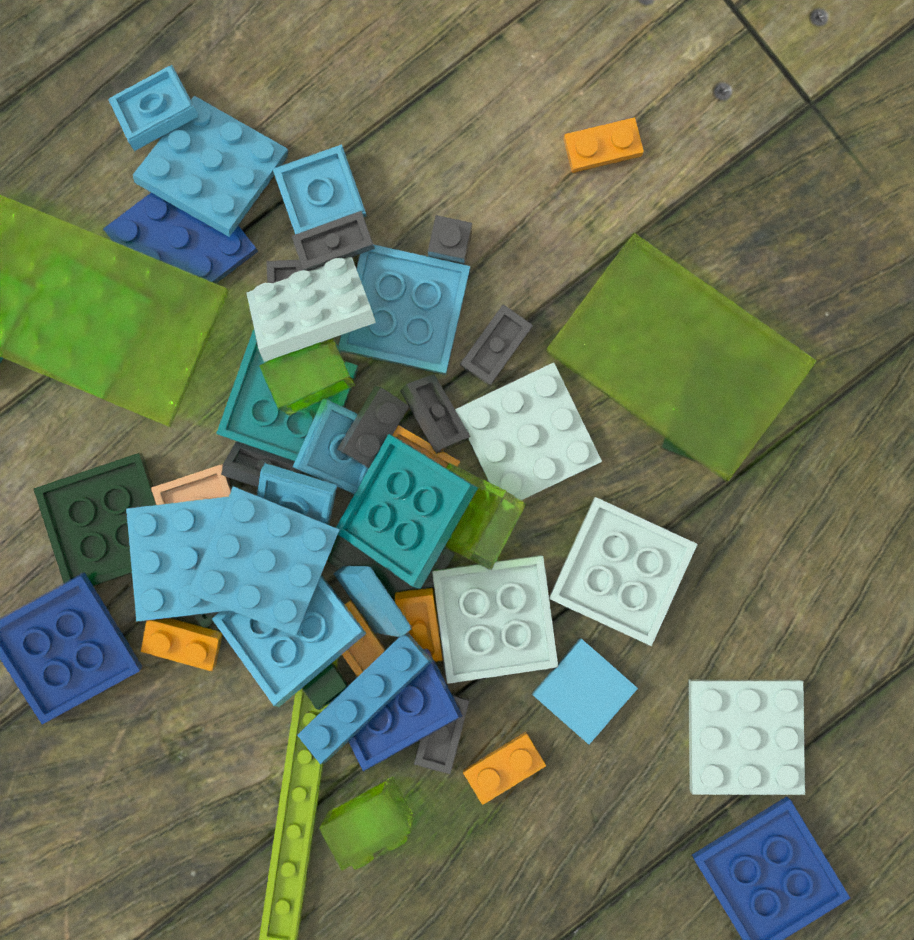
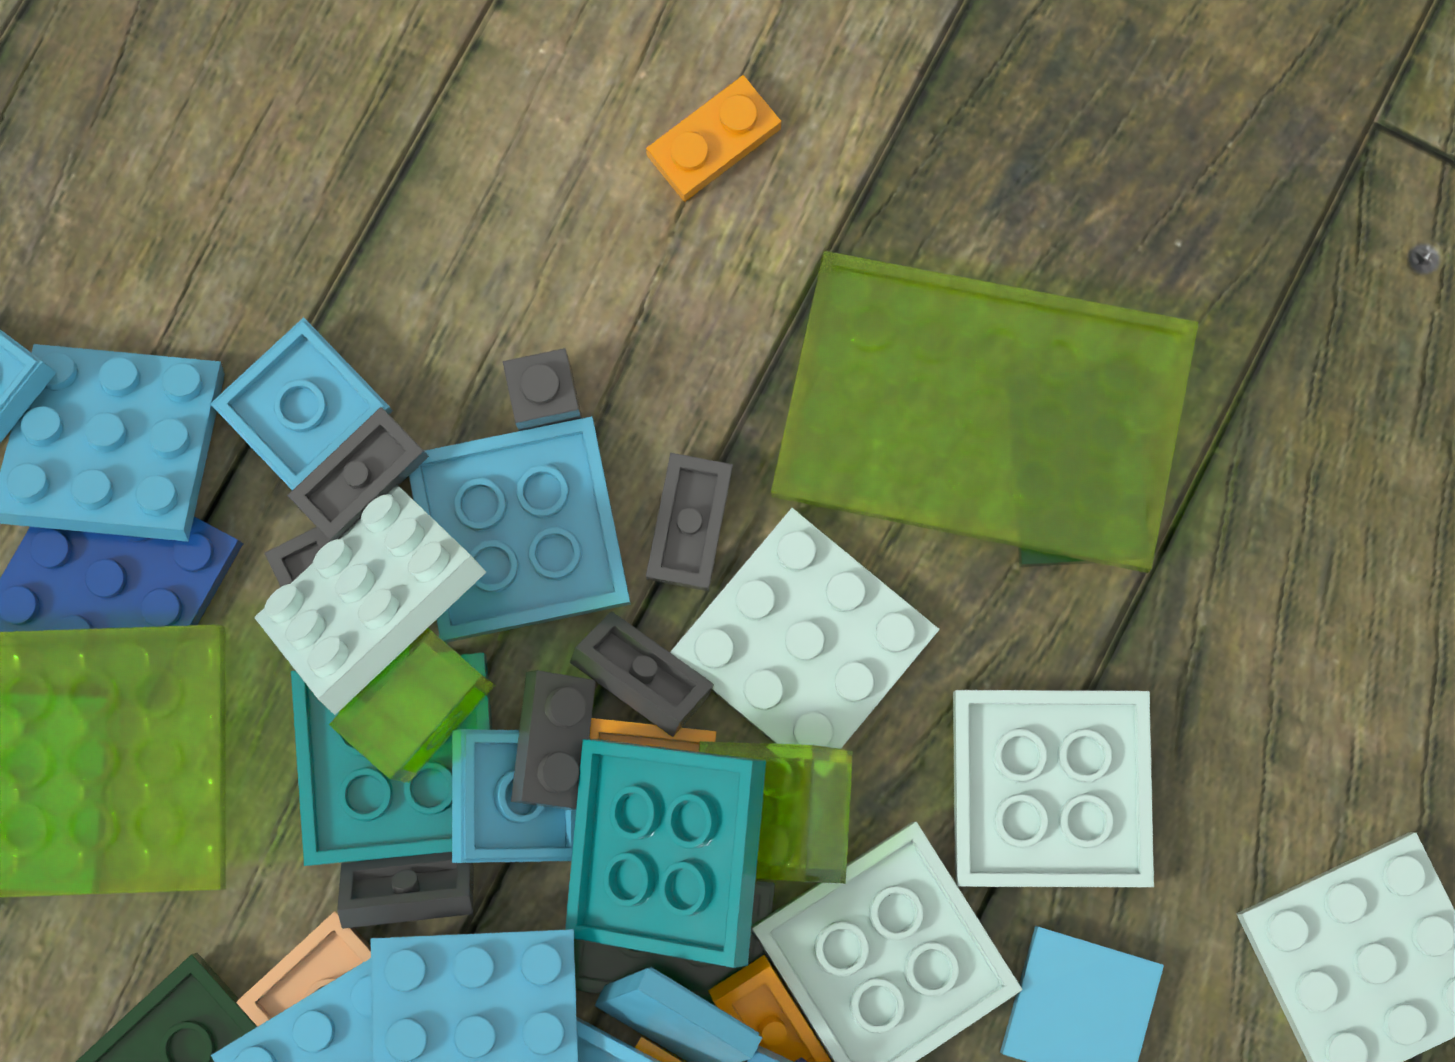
camera: 30 degrees left, 5 degrees down
(297, 492) = (479, 900): medium azure tile -> none

